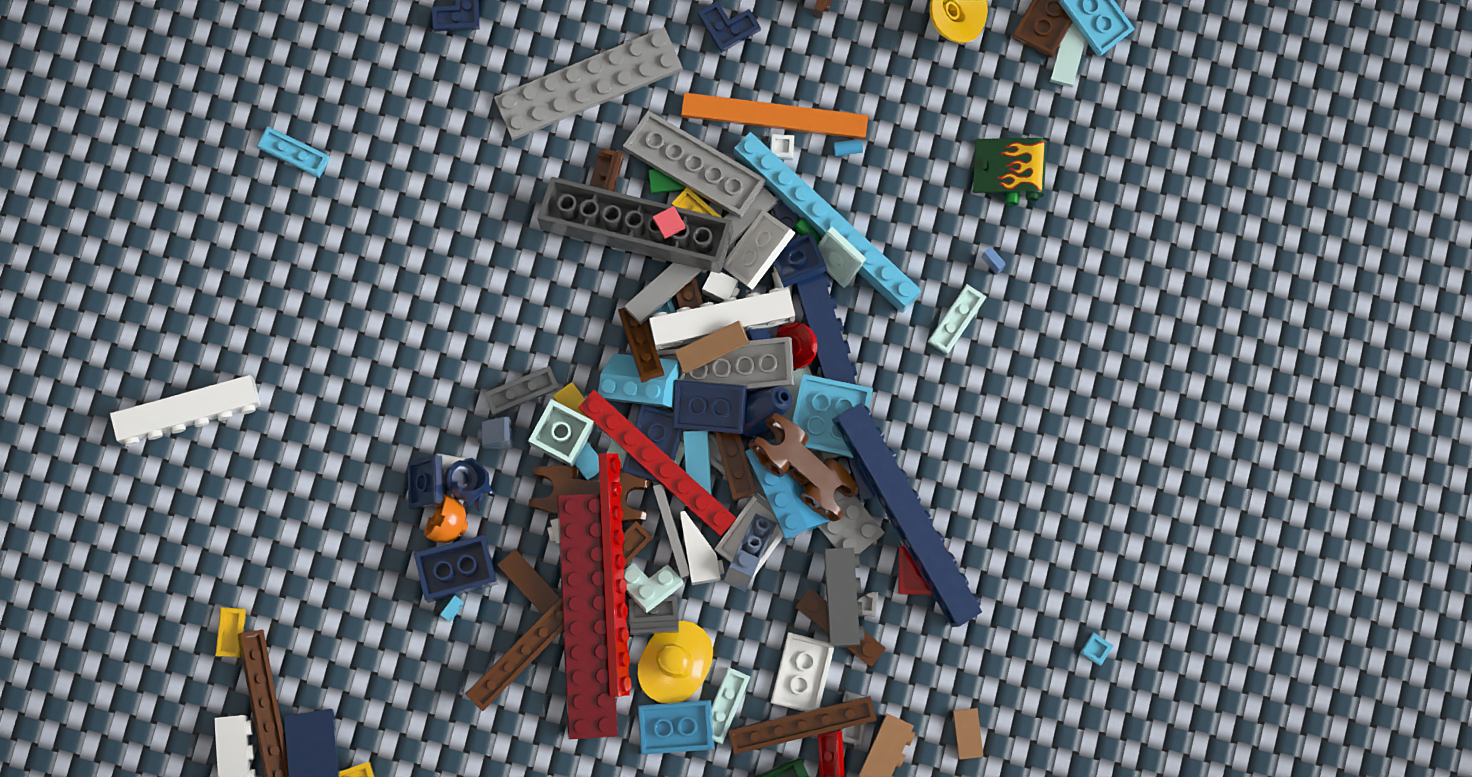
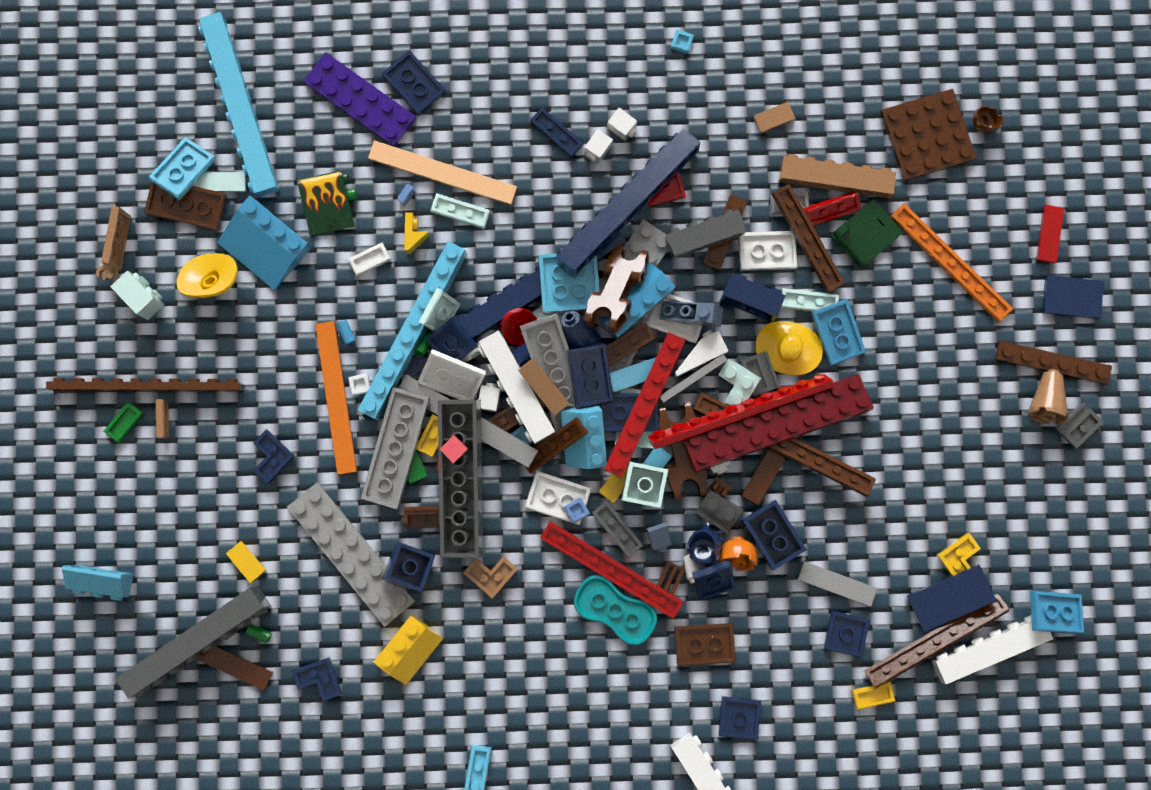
camera: 105 degrees left, 5 degrees up
(257, 467) = (739, 718): none -> dark blue tile
(312, 623) = (846, 634): none -> dark blue tile
(355, 453) = (704, 644): none -> reddish brown tile
(374, 630) = (837, 583): none -> light grey tile
(413, 373) = (628, 617): none -> teal plate
(425, 419) = (675, 567): none -> reddish brown tile
(452, 609) = (803, 528): medium azure tile -> none
(459, 115) = (408, 650): none -> yellow slope
(476, 369) = (611, 569): none -> red plate
(505, 515) = (719, 511): none -> dark grey plate
(507, 231) = (490, 580): none -> medium nougat plate
(530, 525) = (720, 487): none -> reddish brown tile
(551, 139) = (408, 567): none -> dark blue brick
(557, 349) = (577, 510): none -> medium blue tile
(579, 334) = (552, 493): none -> white tile
(748, 631) = (752, 297): none -> dark blue brick
(869, 604) = (700, 215): light grey tile -> none
(928, 198) = (369, 259): none -> white tile
(938, 251) = (412, 238): none -> yellow slope
(982, 83) = (263, 243): none -> dark azure slope
(990, 504) = (598, 146): none -> white brick
(1009, 312) = (442, 172): none -> light nougat tile
(1009, 542) = (622, 124): none -> white brick
(1022, 461) = (556, 132): none -> dark blue tile
(1126, 240) = (359, 99): none -> dark purple plate
(1130, 309) = (414, 83): none -> dark blue tile
(1157, 99) = (239, 105): none -> medium azure brick

